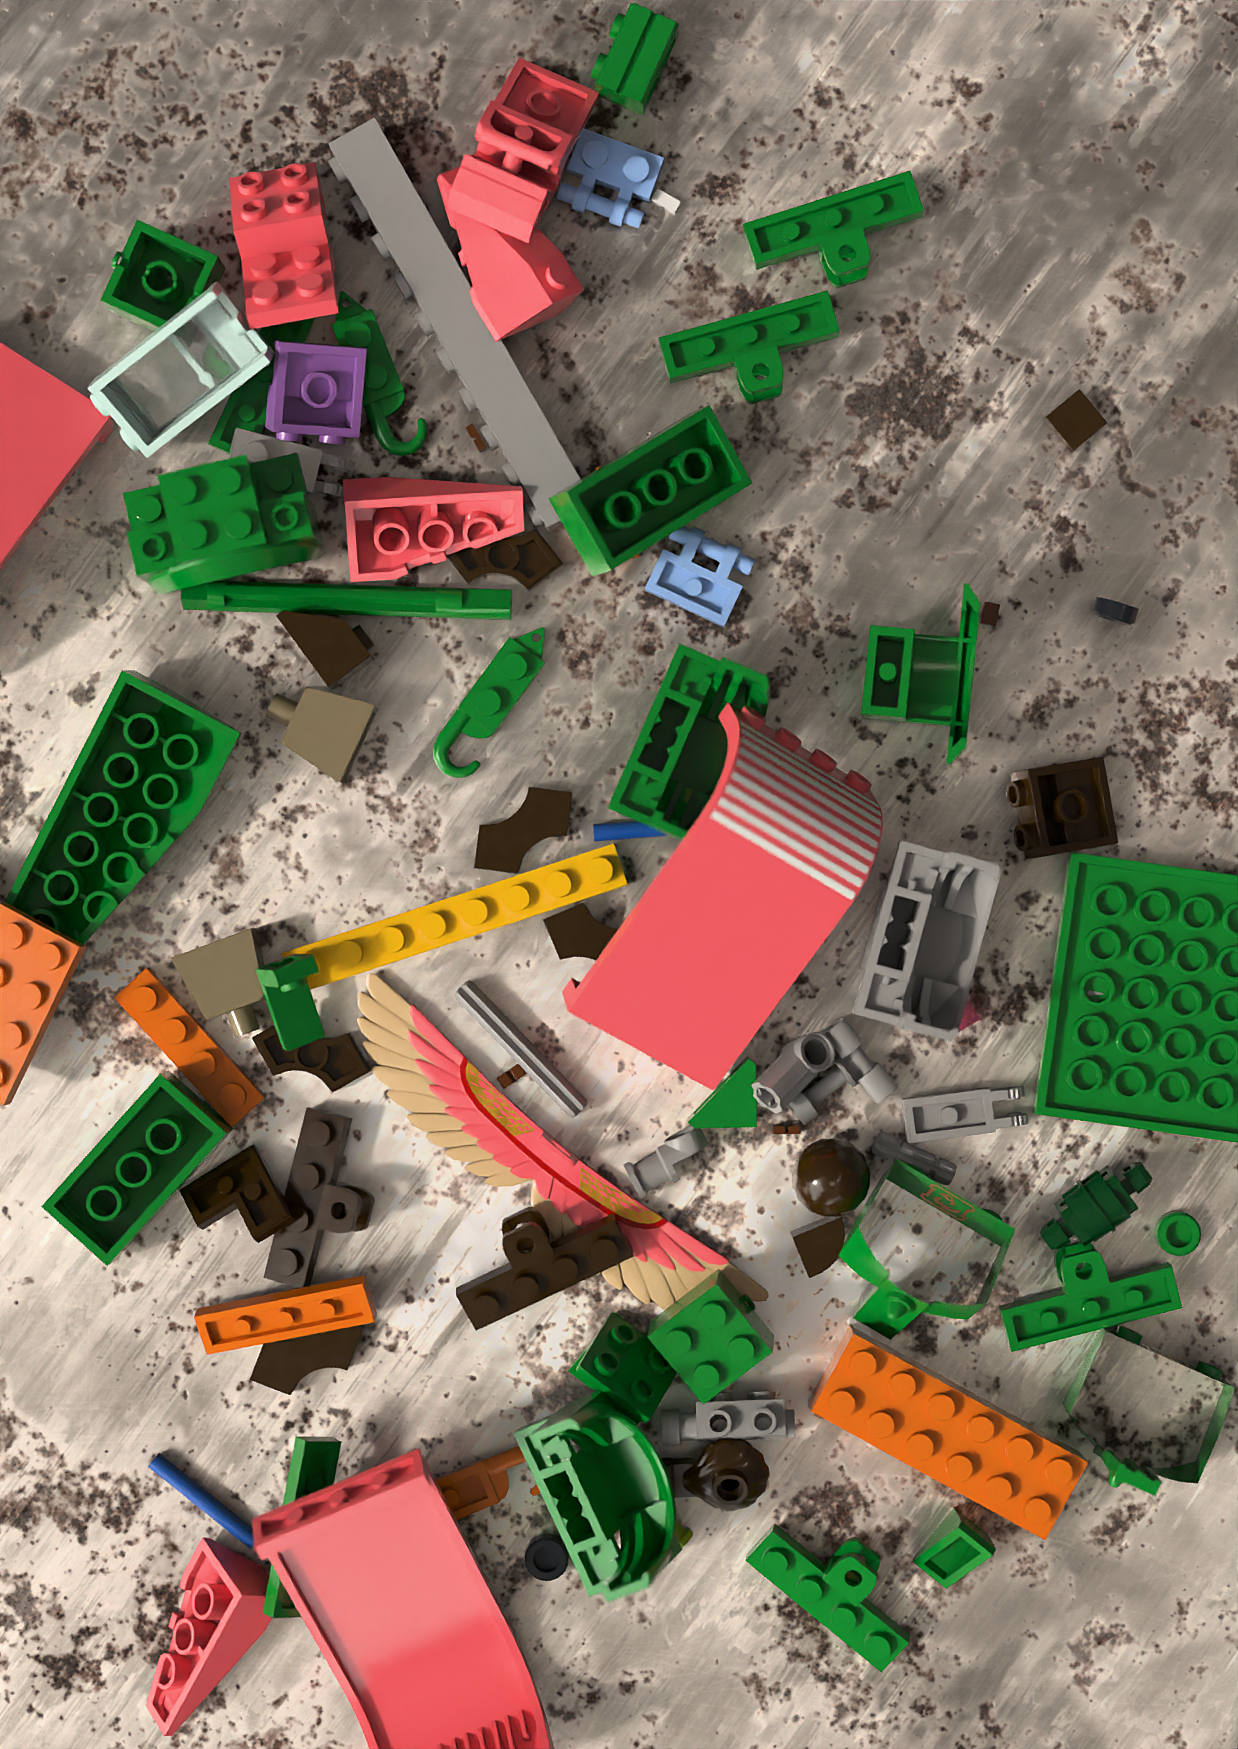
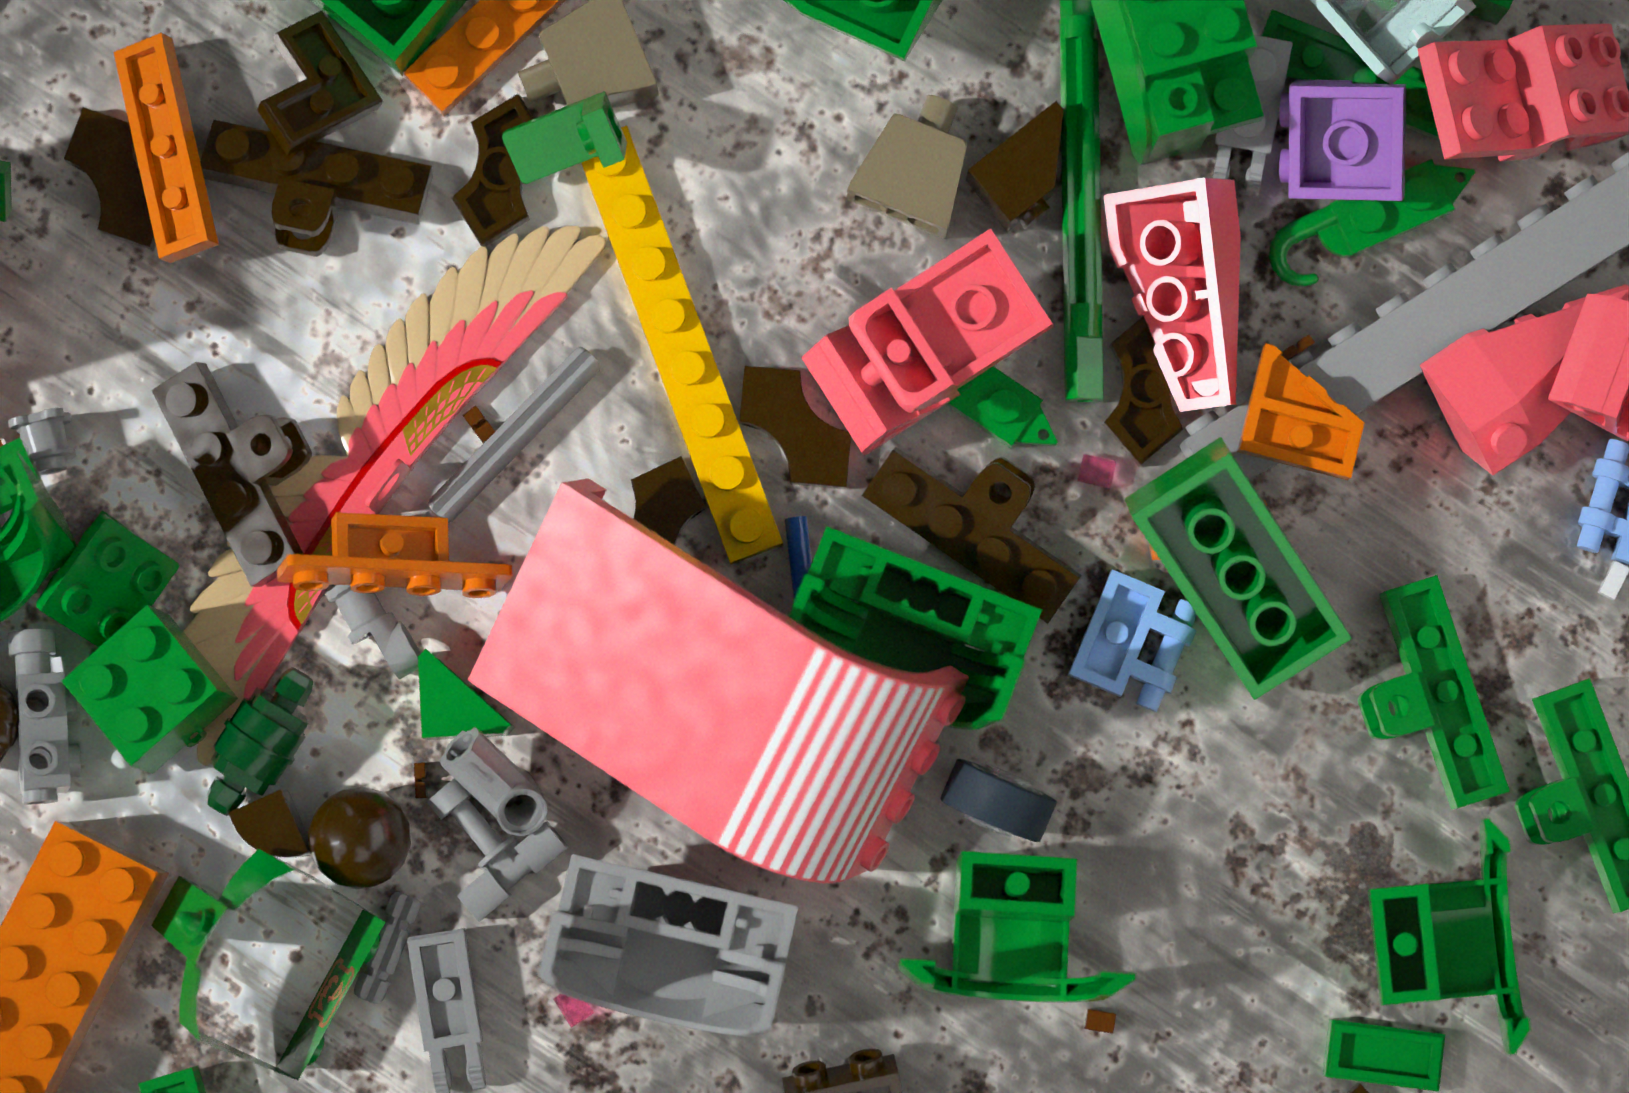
camera: 80 degrees right, 5 degrees down
(464, 724) = (925, 341): none -> coral piece
(511, 1413) = (45, 438): none -> light grey brick
(537, 438) = (1297, 421): none -> orange wing
(566, 597) = (1096, 471): none -> clear pink piece
(607, 692) = (976, 526): none -> dark brown plate
(611, 1146) = (392, 552): none -> orange bracket
(753, 1252) = (259, 741): none -> dark green piece
(821, 684) = (998, 800): none -> black wheel
(942, 341) = (1452, 940): none -> green piece
(1024, 398) = (1384, 1055): none -> green tile

